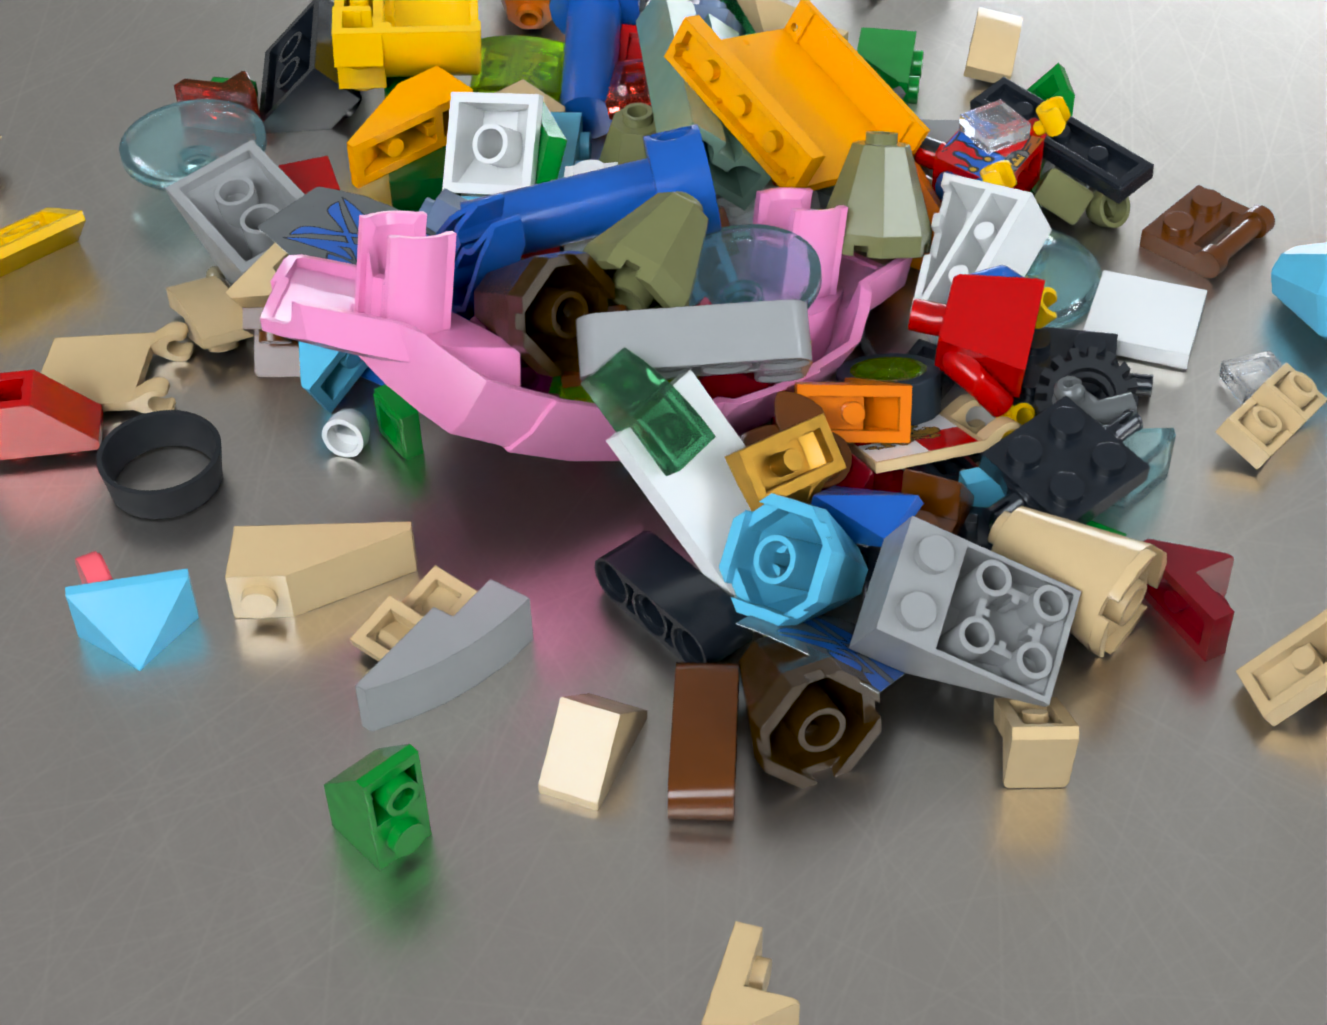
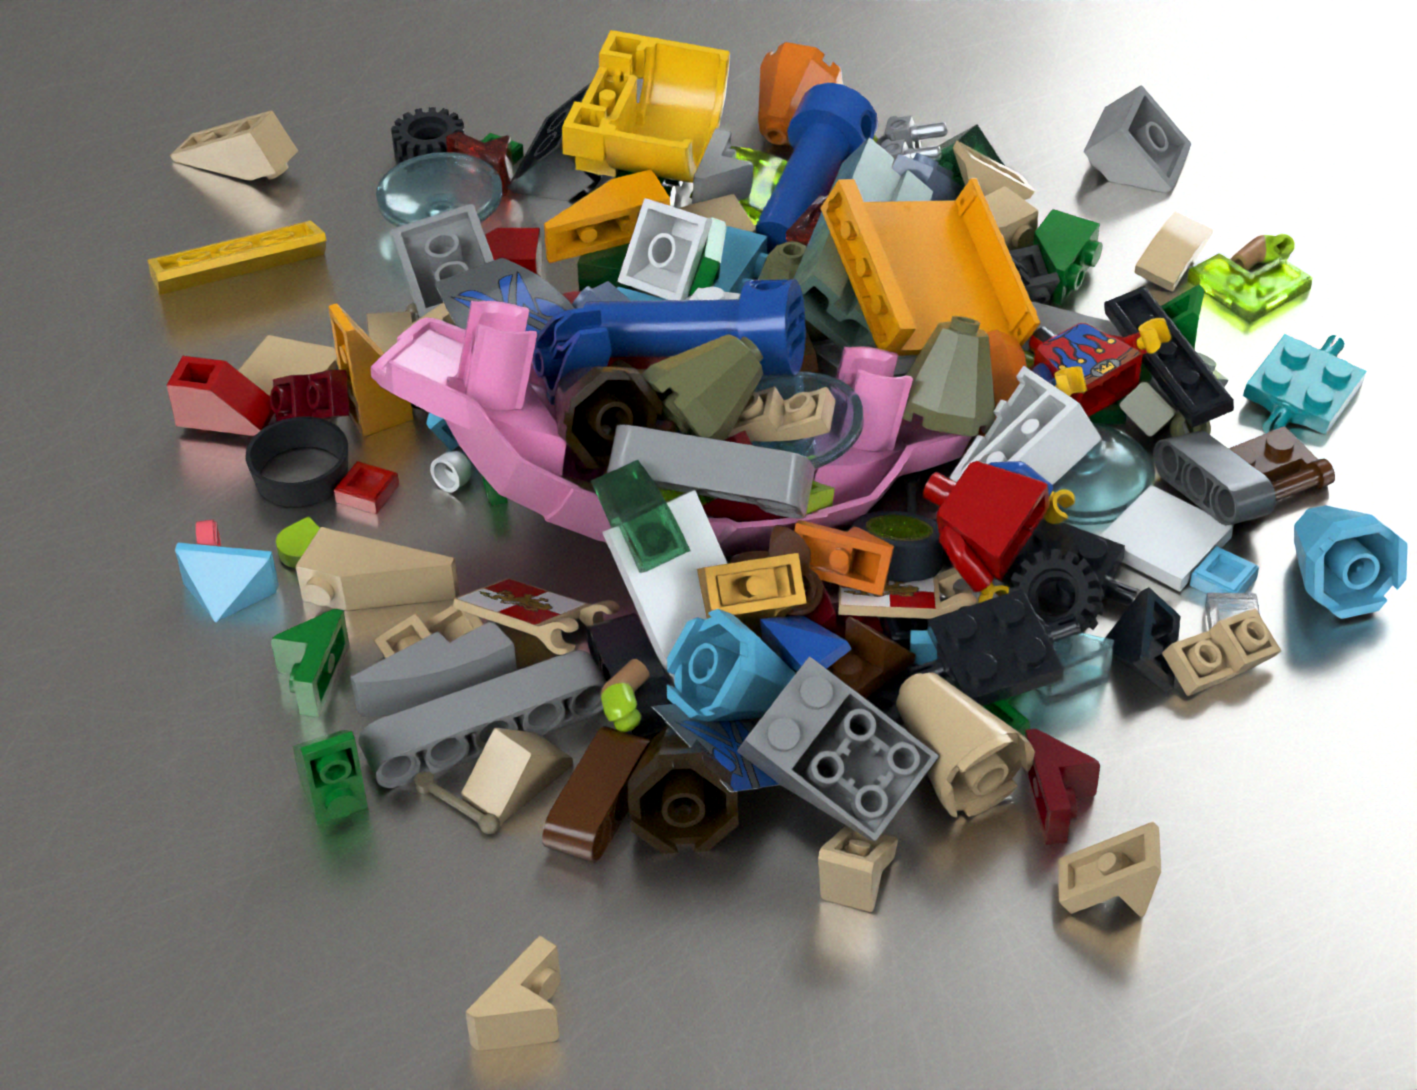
camera: 20 degrees right, 0 degrees up
(140, 91) = (423, 133): none -> black tyre
(149, 386) = (311, 395): none -> dark red slope
(204, 554) = (294, 541): none -> lime tile
(214, 357) = (369, 404): none -> light orange slope
(253, 474) = (366, 487): none -> red tile
(285, 674) = (312, 658): none -> green slope
(488, 786) = (425, 783): none -> dark tan hinge
(504, 59) = (721, 172): none -> light grey slope
(521, 693) = (459, 724): none -> light grey beam
(528, 558) = (533, 611): none -> flag
(686, 624) = (619, 697): none -> lime arm
(744, 274) = (774, 419): none -> tan slope
(994, 126) = (1100, 332): clear tile -> none
(1078, 28) = (1264, 250): none -> arm
(1089, 70) = (1250, 293): none -> clear neon green tile
(1101, 410) = (1046, 603): dark grey arm -> none
(1167, 247) = (1214, 477): none -> dark grey beam
(1188, 411) = (1143, 635): none -> black slope
(1192, 142) = (1304, 384): none -> plate
(1221, 339) = (1224, 573): none -> medium azure tile

